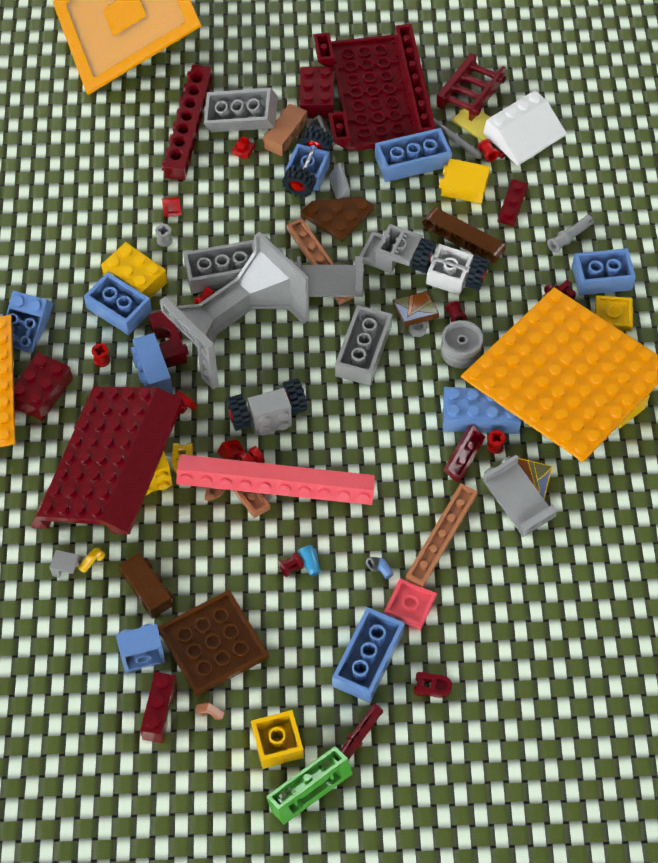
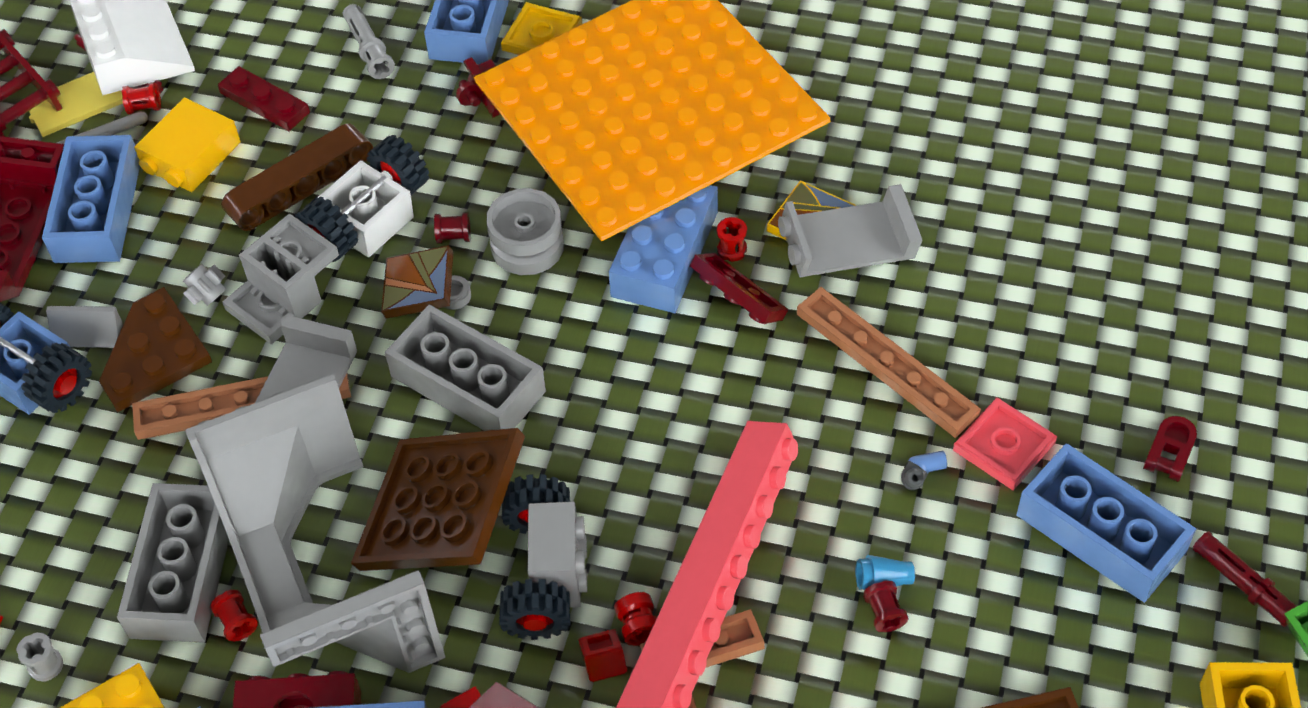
camera: 70 degrees left, 5 degrees down
(283, 355) = (439, 501): none -> reddish brown plate
(379, 220) = (204, 284): none -> light grey gear

